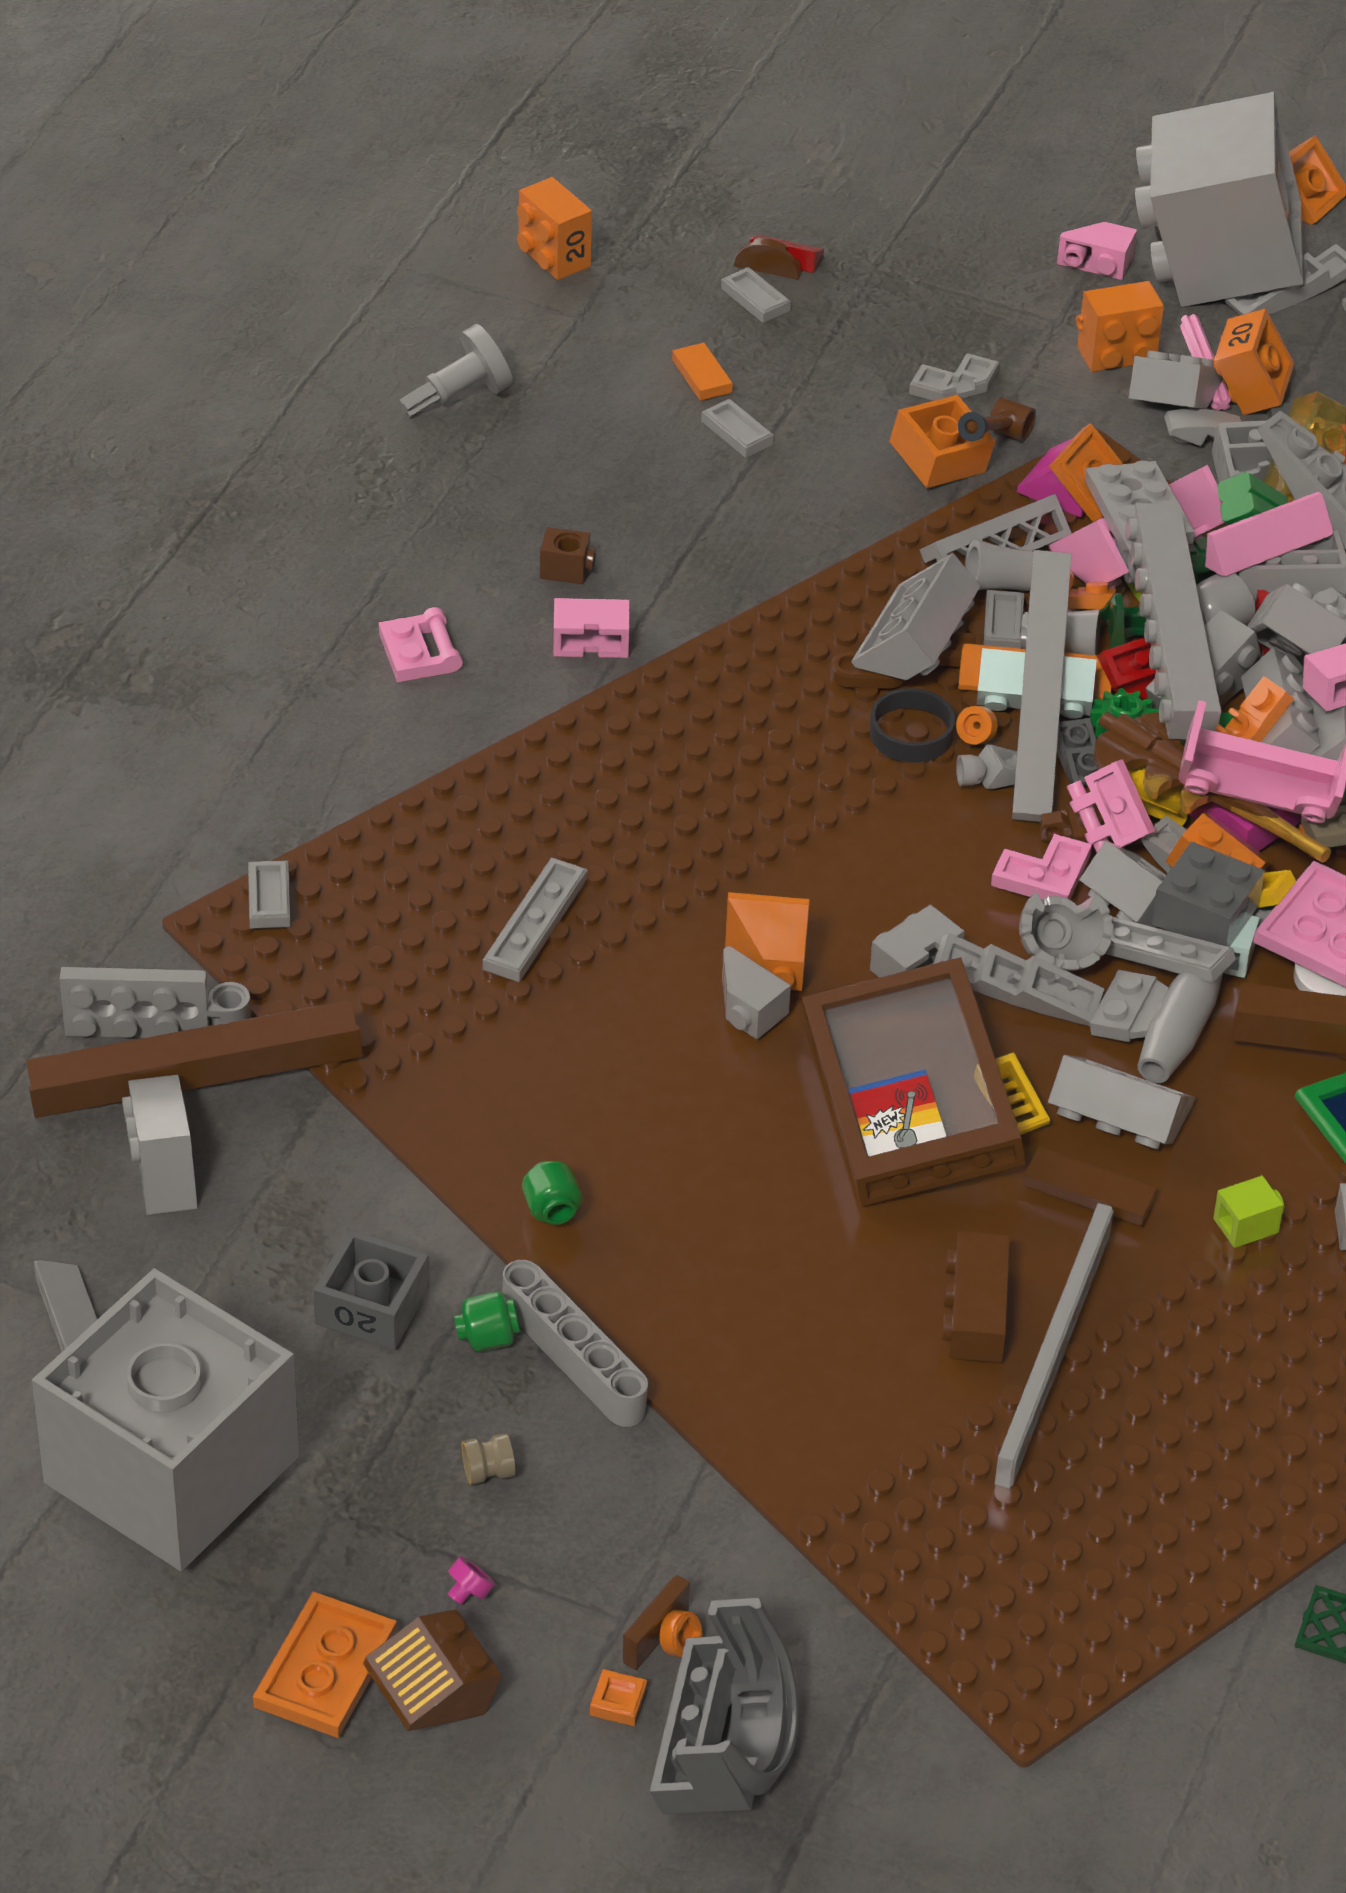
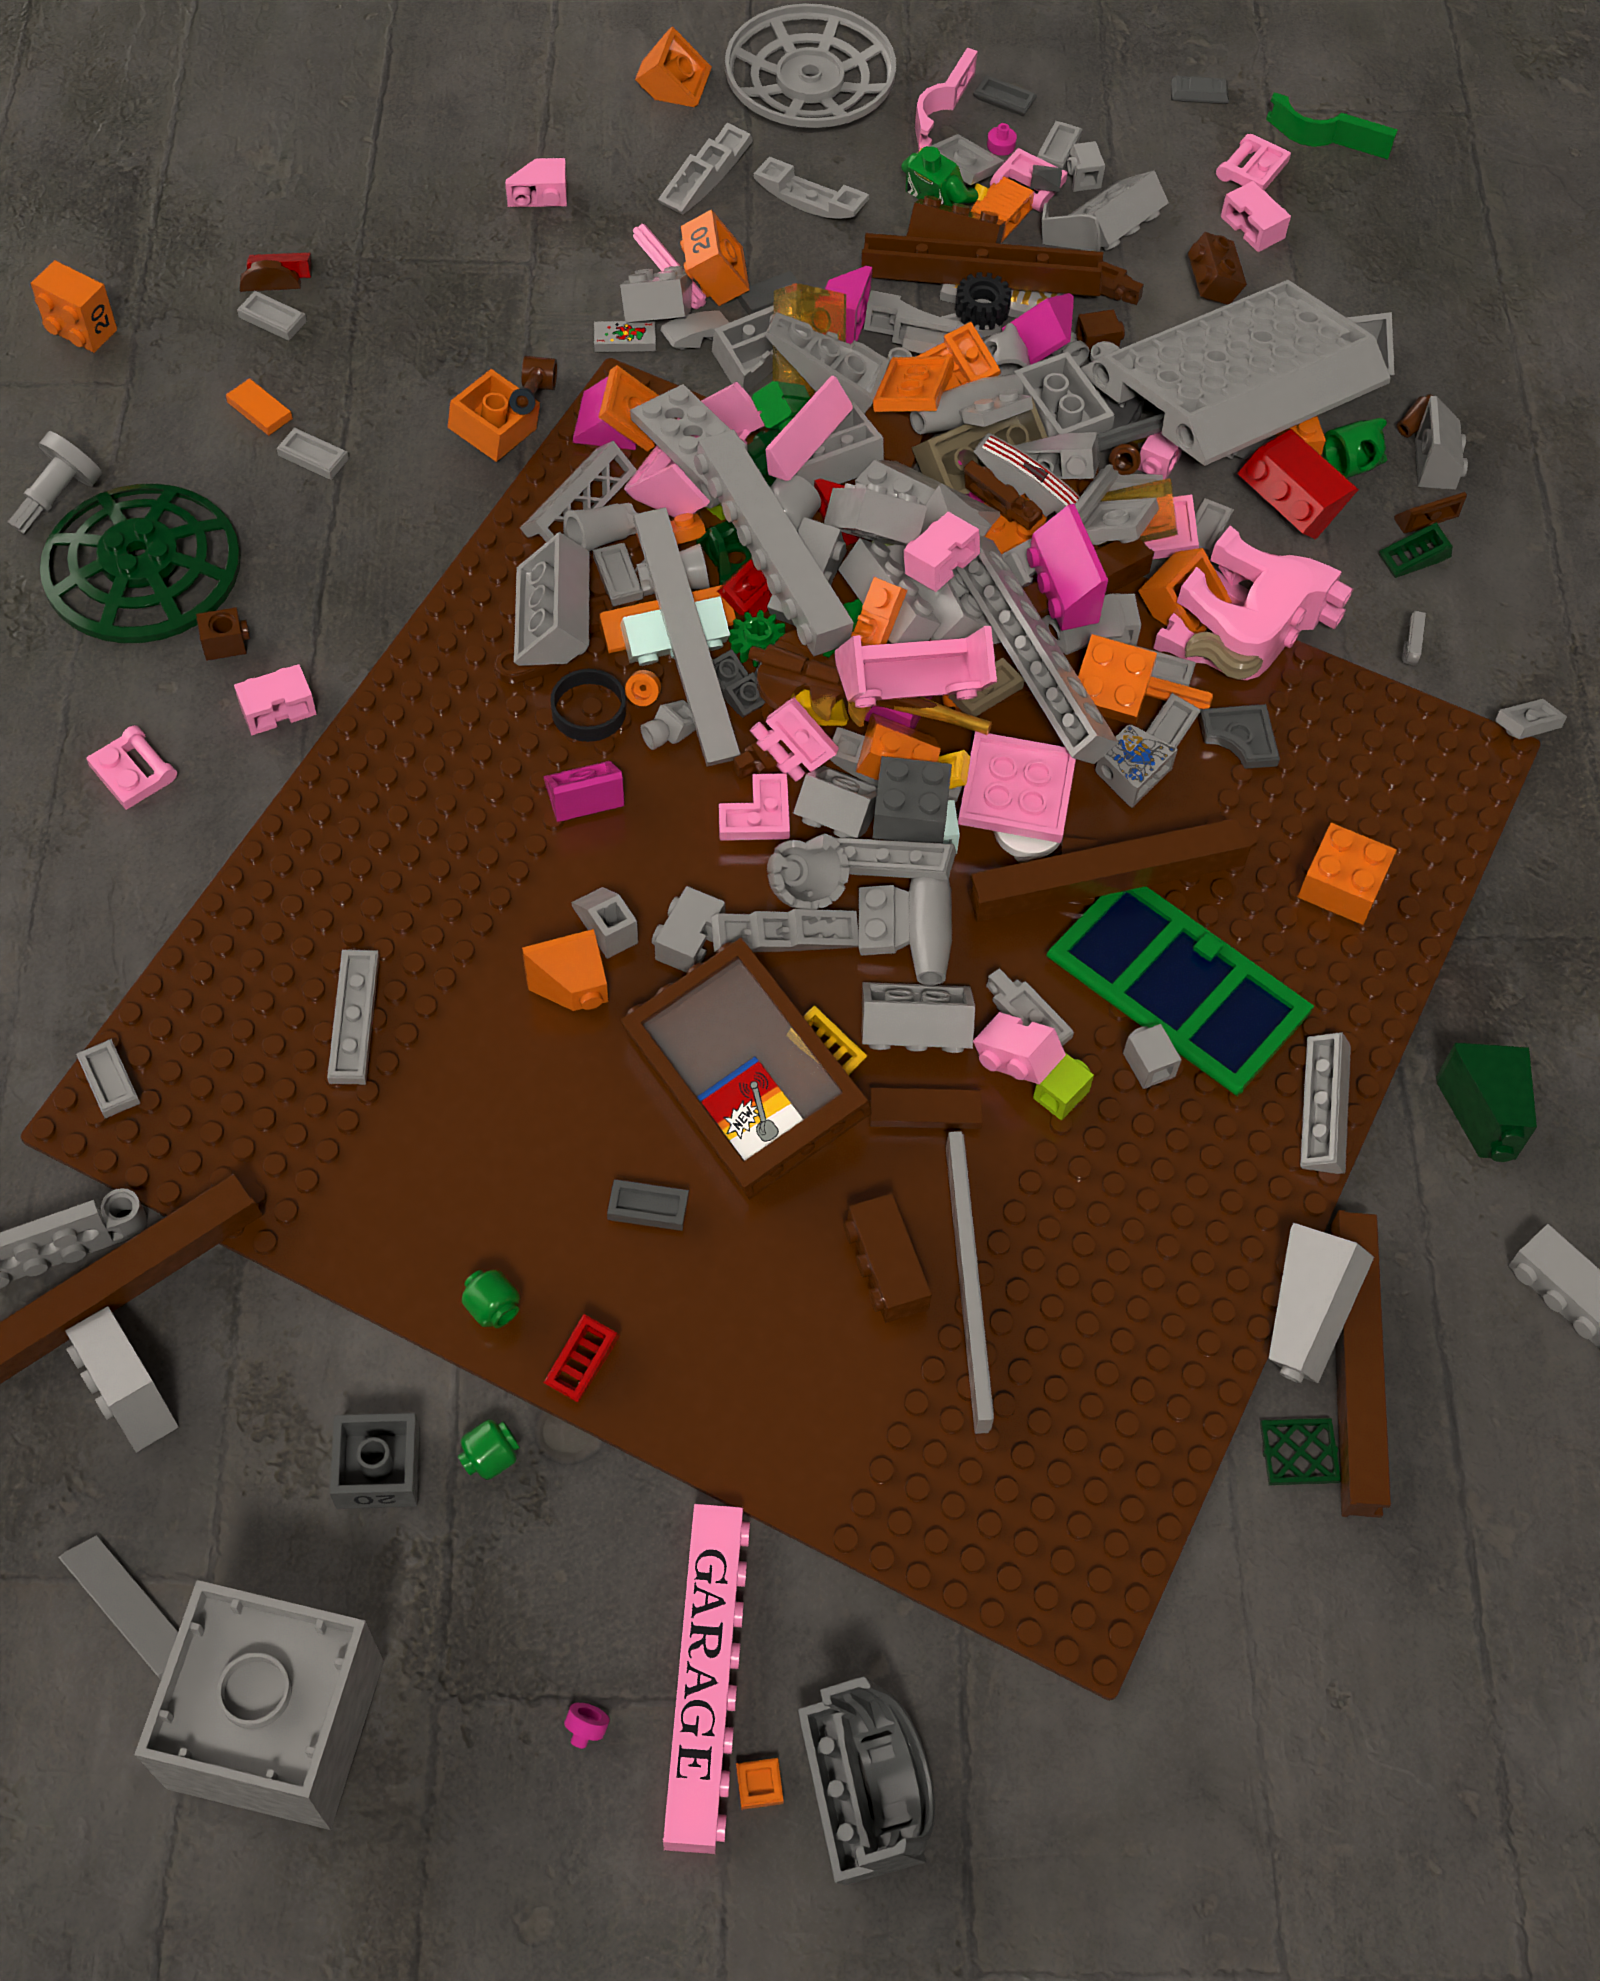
camera: 25 degrees left, 15 degrees up
(321, 1665) = (497, 1868): orange plate -> none
(434, 1671) = (598, 1842): reddish brown slope -> none
(488, 1458) = (548, 1590): dark tan wheel -> none
(494, 471) = (139, 571): none -> dark green dish
(576, 1344) = (578, 1455): light grey beam -> none
(606, 1587) = (703, 1681): none -> bright pink brick
(622, 1258) = (577, 1338): none -> red slope
(644, 1633) = (761, 1697): reddish brown tile -> none
(676, 1628) = (786, 1699): orange tile -> none
(752, 994) = (571, 1027): light grey slope -> none
(753, 1173) = (648, 1205): none -> dark grey tile
(835, 917) = (610, 919): none -> light grey slope
(869, 799) = (585, 790): none -> dark pink slope
(971, 378) = (468, 356): light grey tile -> none
(1119, 325) = (591, 256): orange brick -> none
(1123, 413) = (624, 336): none -> light grey tile
(1213, 1156) = (1019, 1049): none -> bright pink brick
(1221, 200) = (630, 115): light grey piece -> none
(1246, 1137) = (1024, 1002): none -> light grey hinge

